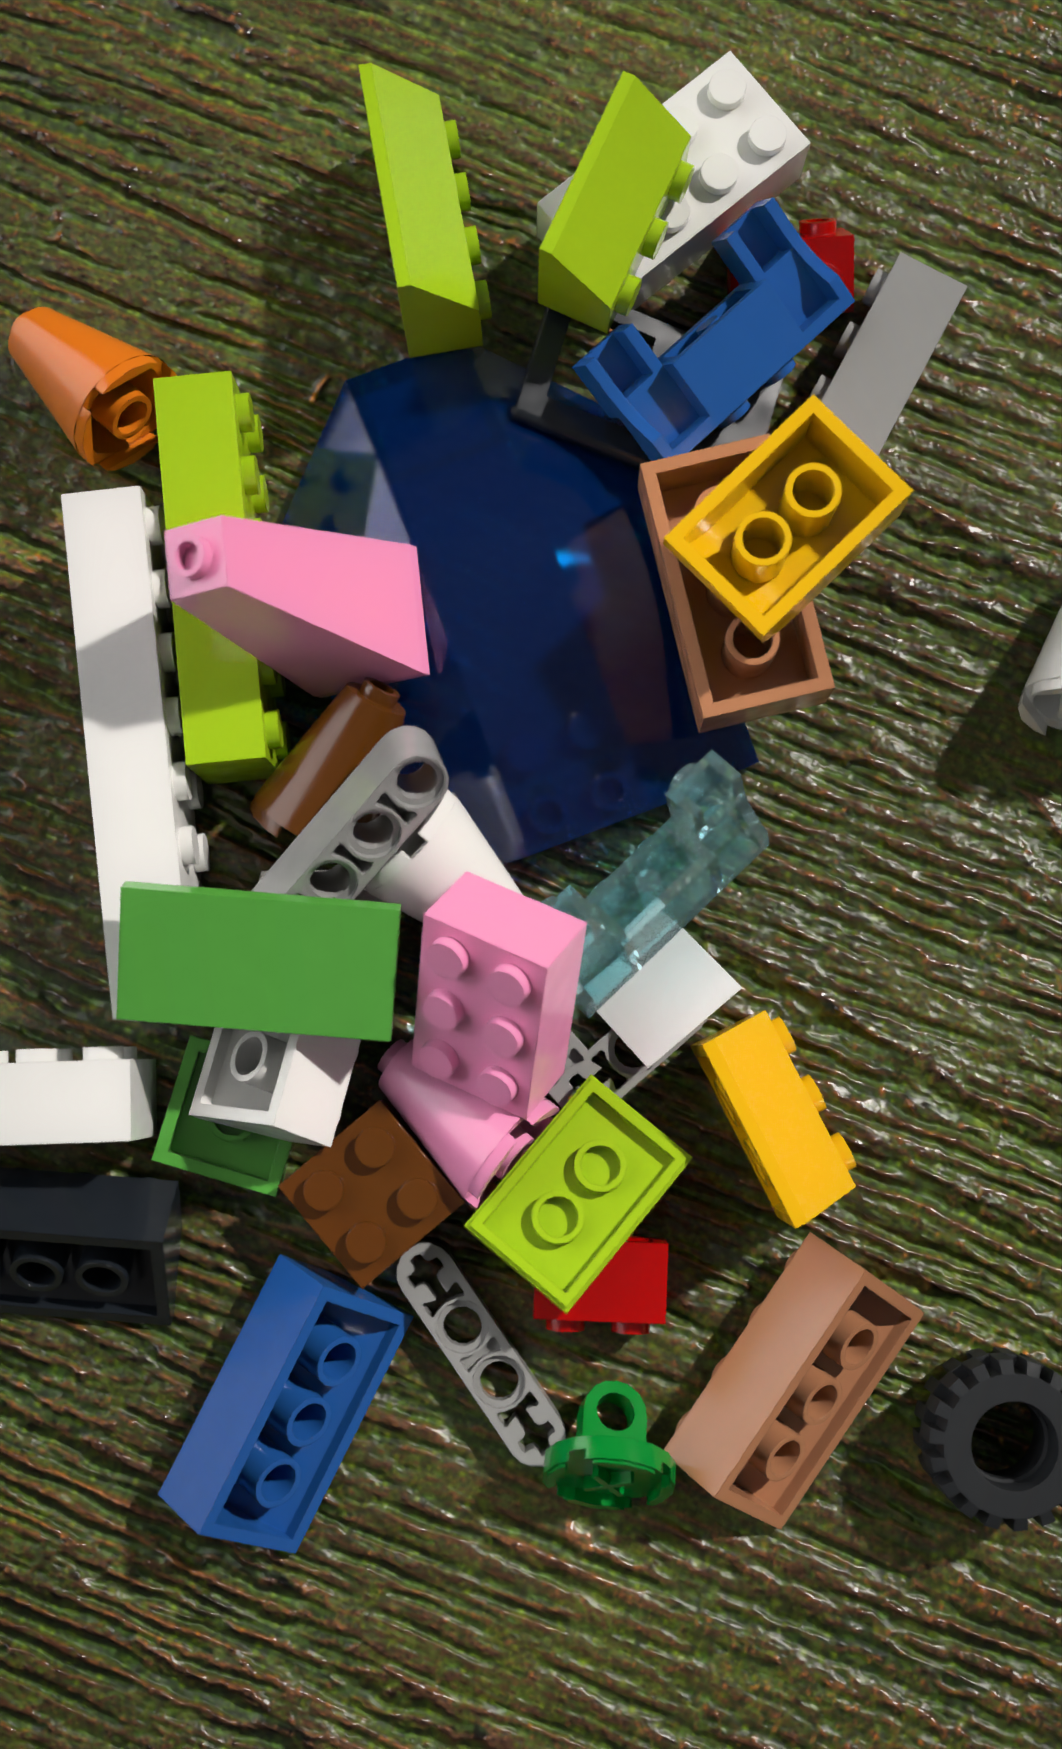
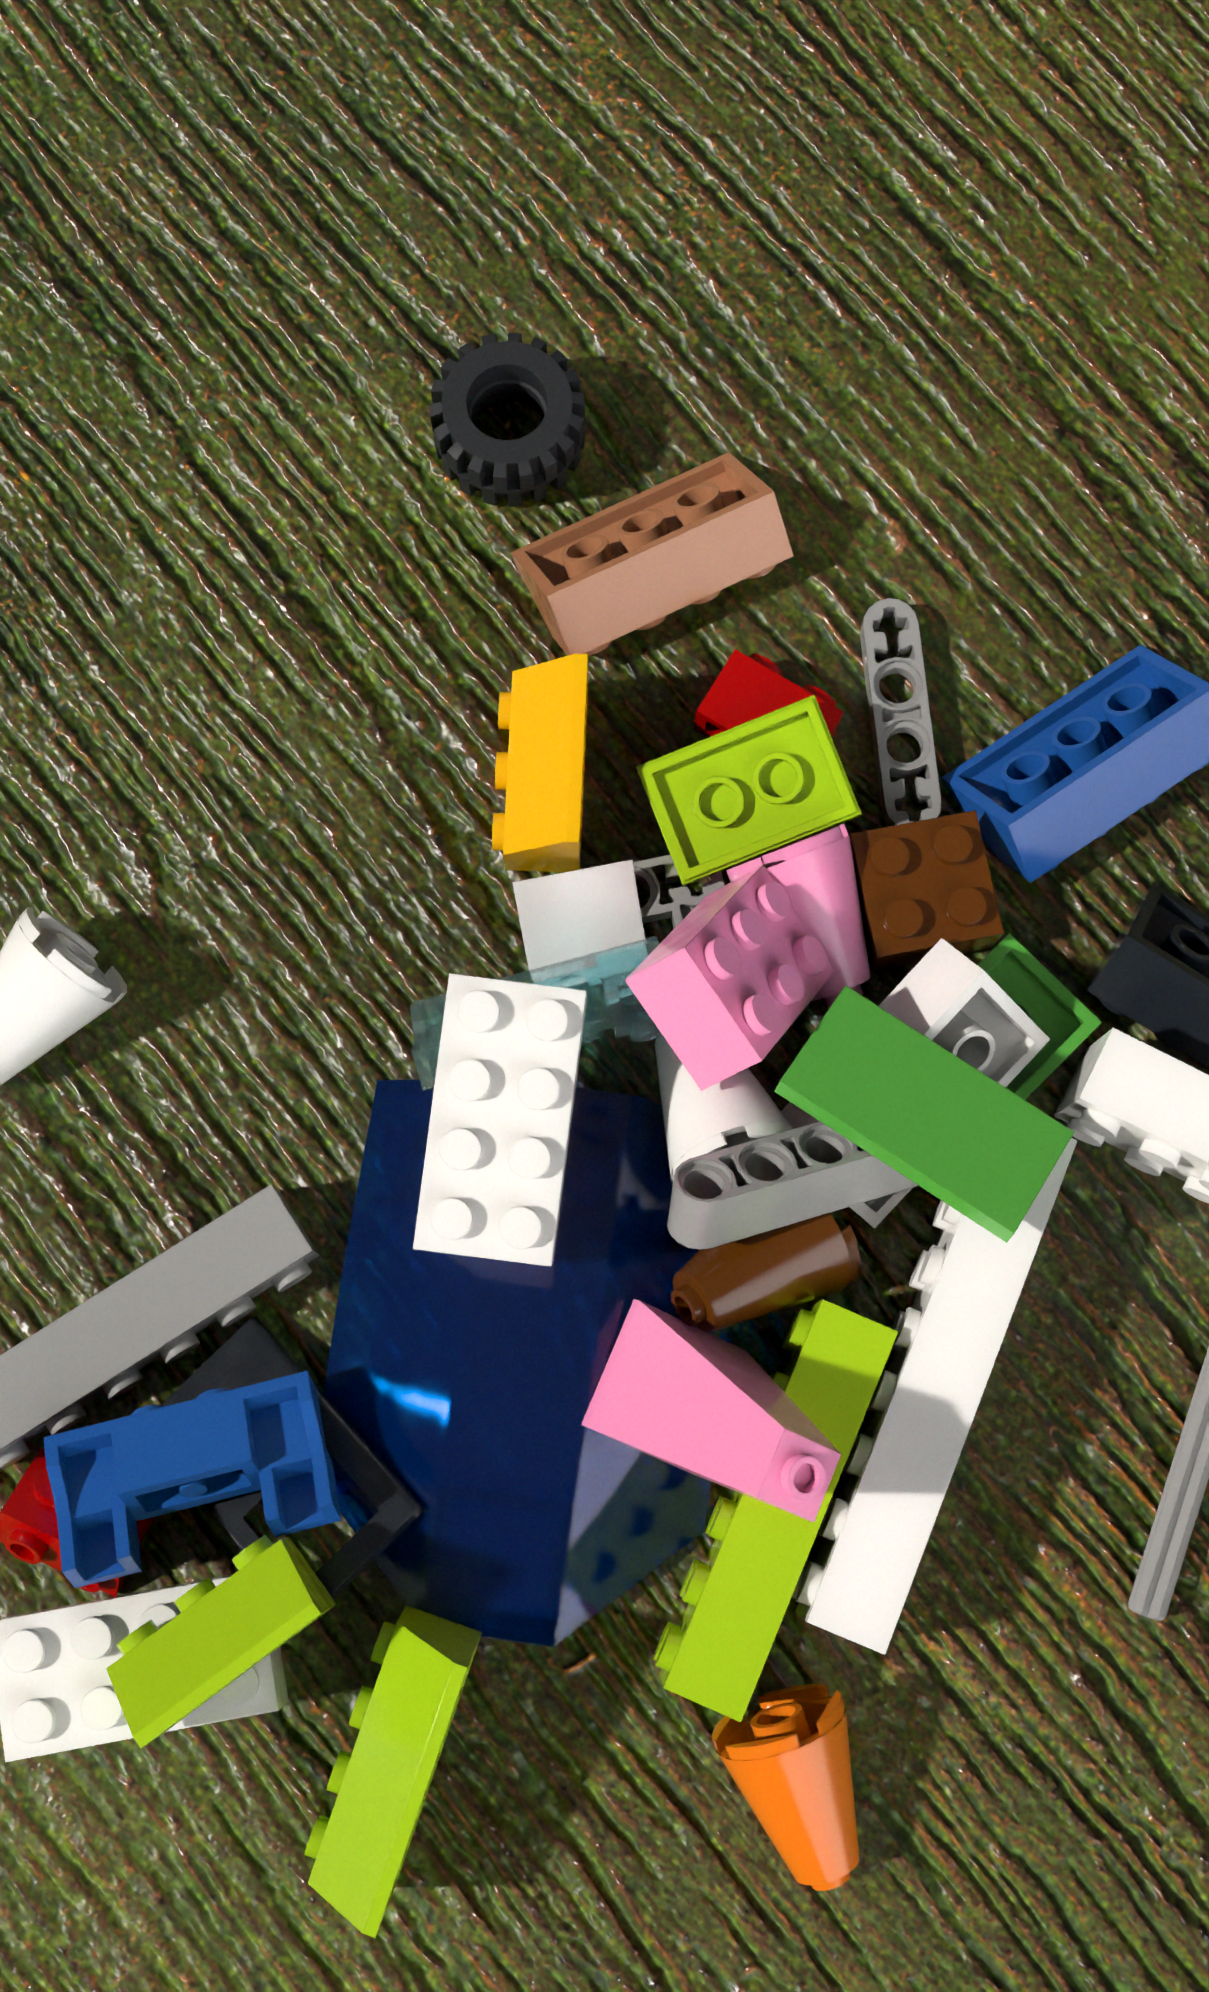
camera: 150 degrees left, 5 degrees down
(606, 1465) = (842, 570): green tile -> none
(627, 748) = (500, 1120): none -> white brick
(724, 664) = (315, 1226): nougat brick -> none
(789, 519) = (247, 1229): yellow brick -> none

